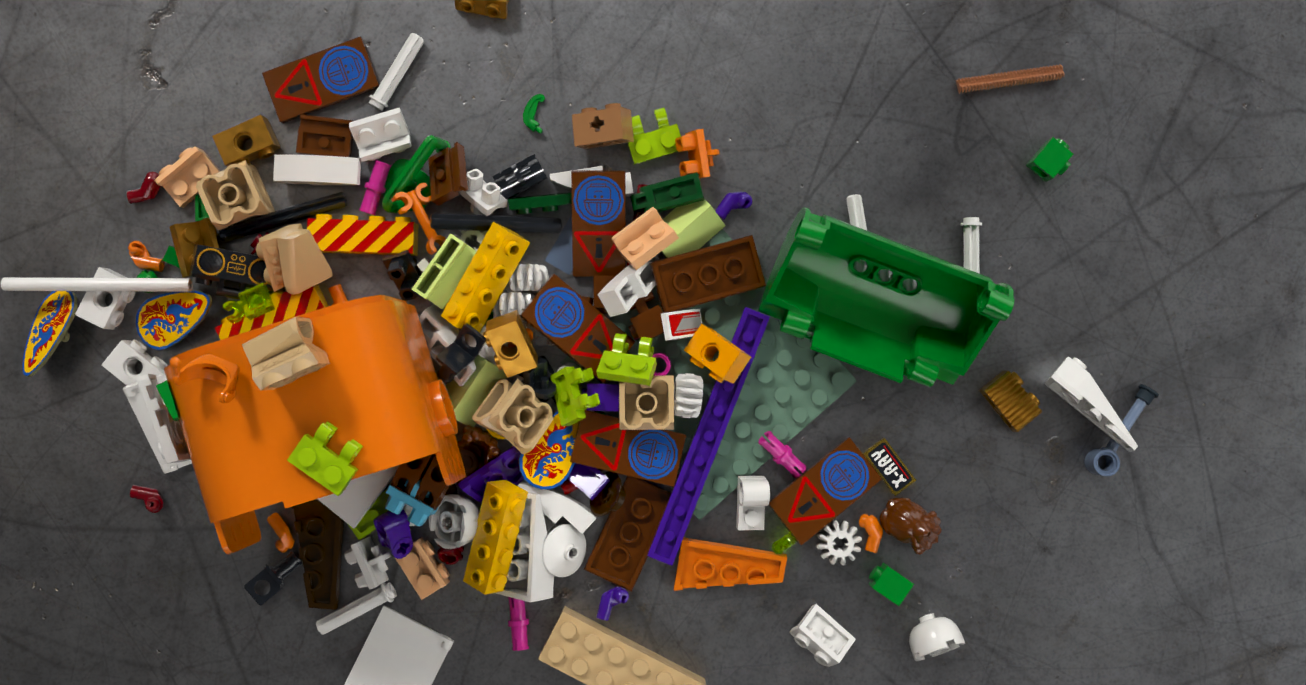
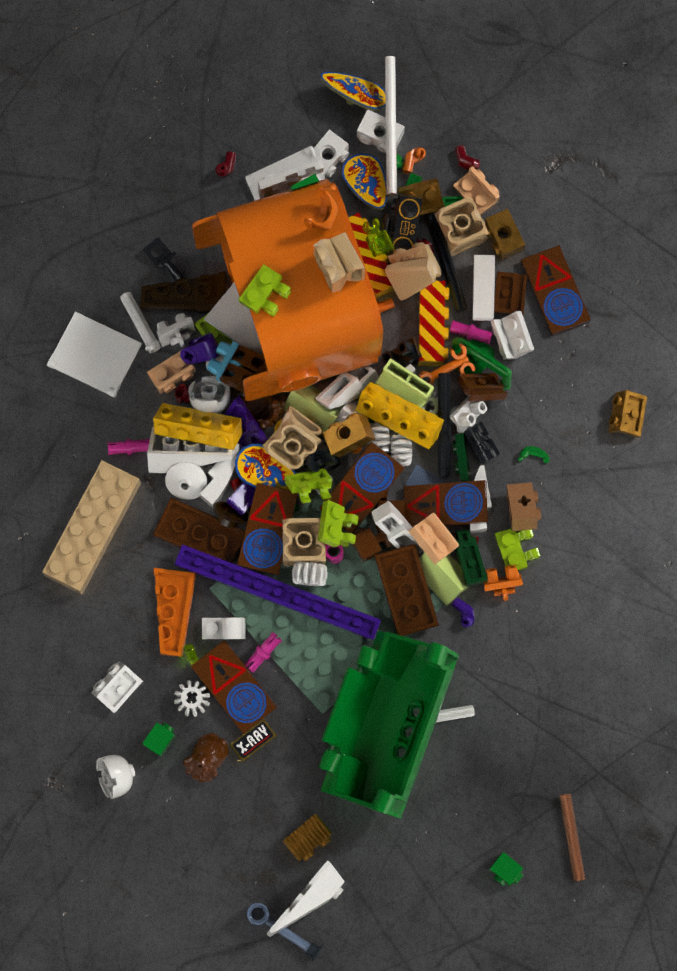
camera: 90 degrees right, 10 degrees down
(282, 530) = (201, 265): orange arm -> none
(396, 72) = (563, 347): white axle -> none
(459, 354) = (340, 395): black bracket -> none
(607, 394) = (310, 509): dark purple brick -> none
(609, 599) = (146, 517): dark purple arm -> none
(681, 323) = (366, 569): slope -> none
(730, 359) = (342, 596): light orange brick -> none
(874, 532) = (201, 728): orange arm -> none
(971, 243) = (431, 805): white axle -> none

